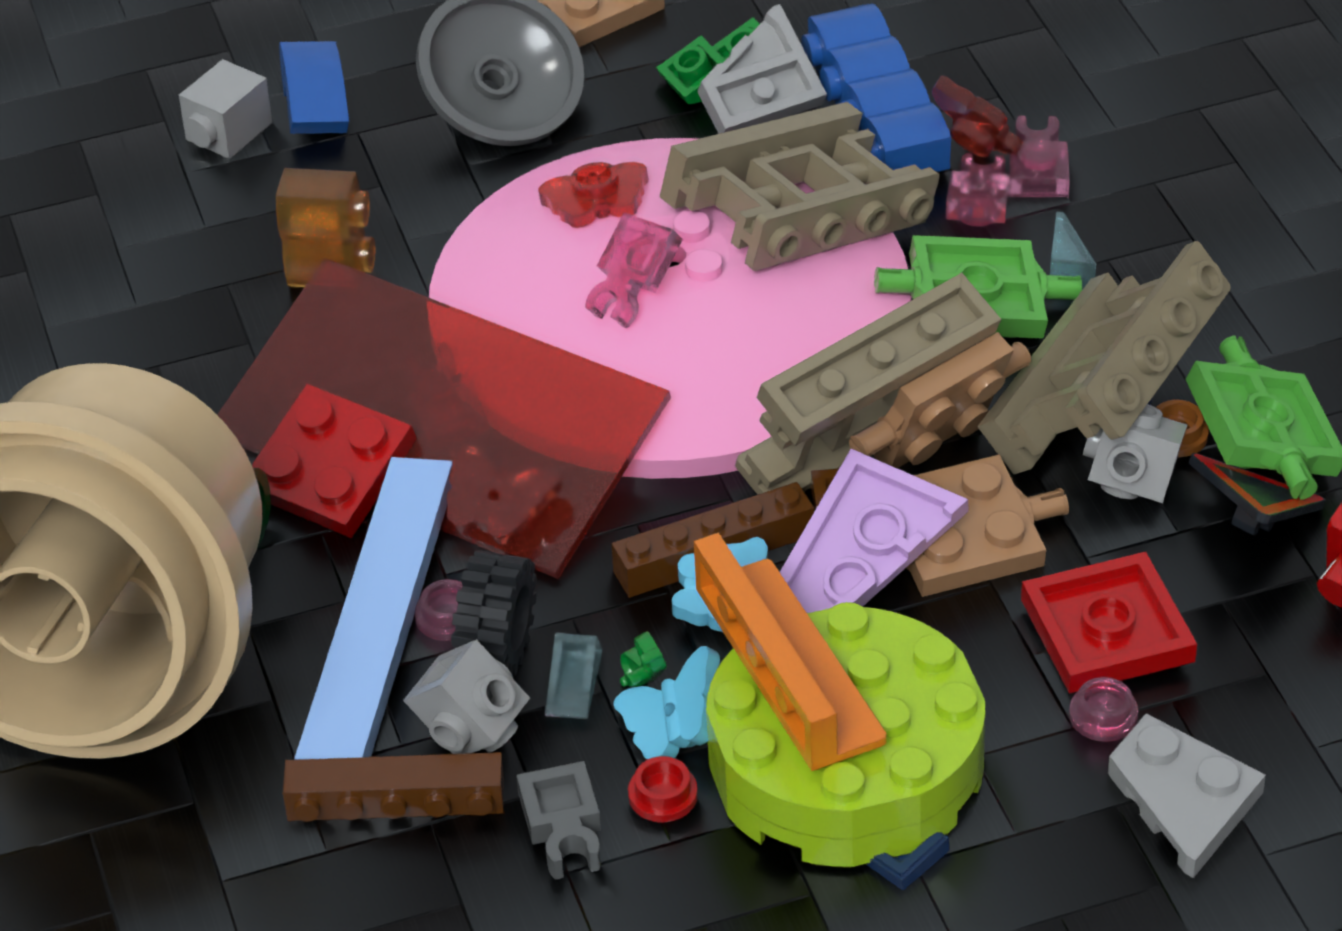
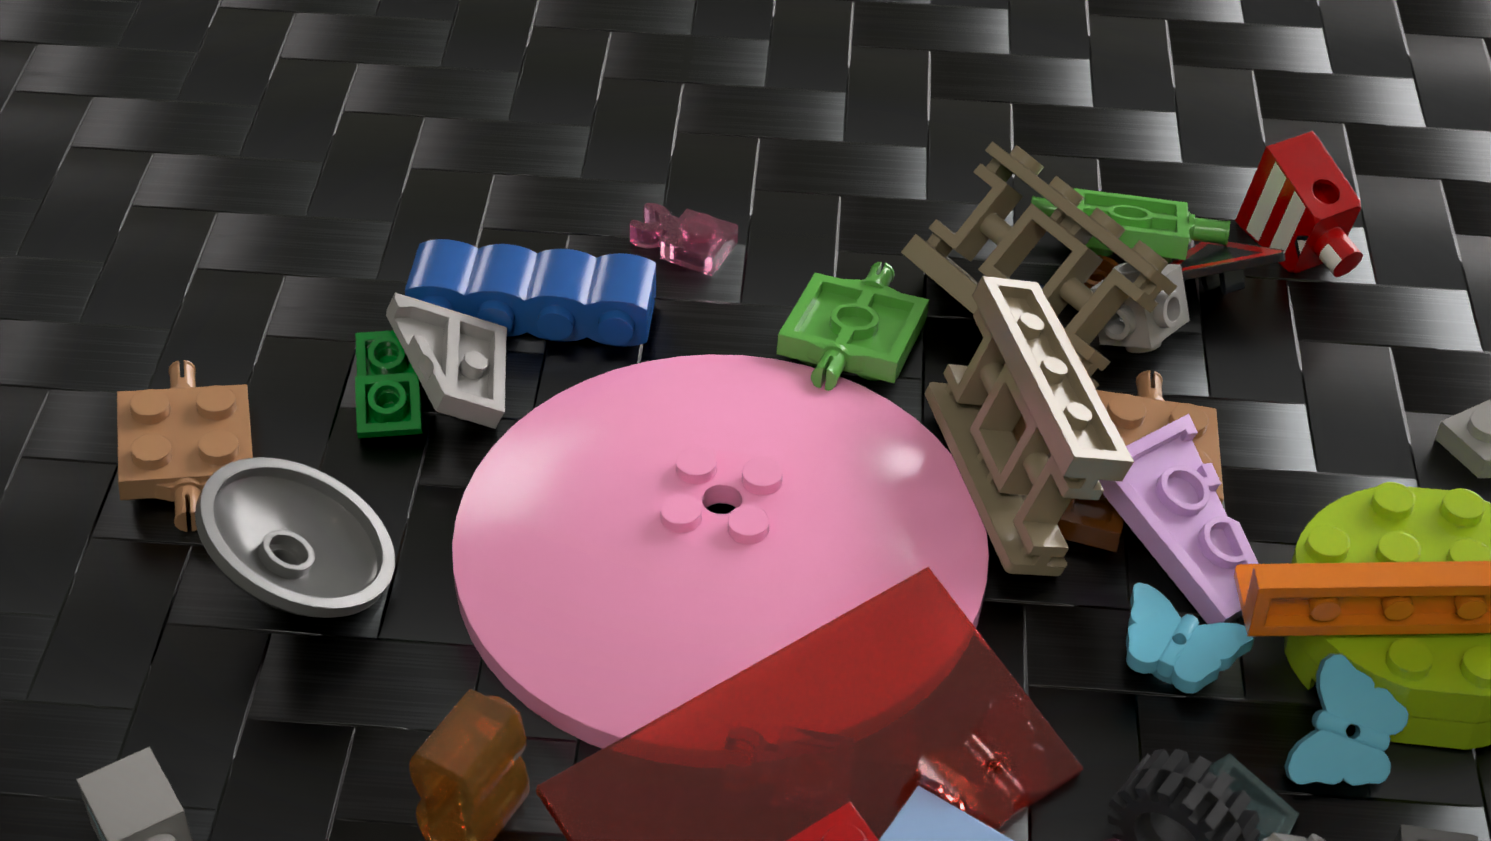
camera: 70 degrees left, 0 degrees up
(313, 87) = (171, 717): blue slope -> none
(595, 192) = (590, 524): clear red animal -> none
(632, 261) = (761, 508): clear pink plate -> none
(642, 663) = (1264, 741): green piece -> none
(653, 556) = (1099, 630): reddish brown piece -> none
(662, 790) = (1436, 781): red plate -> none
(754, 178) = (695, 363): dark tan fence -> none
(975, 121) = (657, 235): clear red animal -> none
(978, 192) = (720, 285): clear pink plate -> none
(1069, 253) = (831, 258): clear light blue piece -> none
(1103, 710) = (1423, 445): clear pink plate -> none
(1108, 621) = (1322, 404): red plate -> none

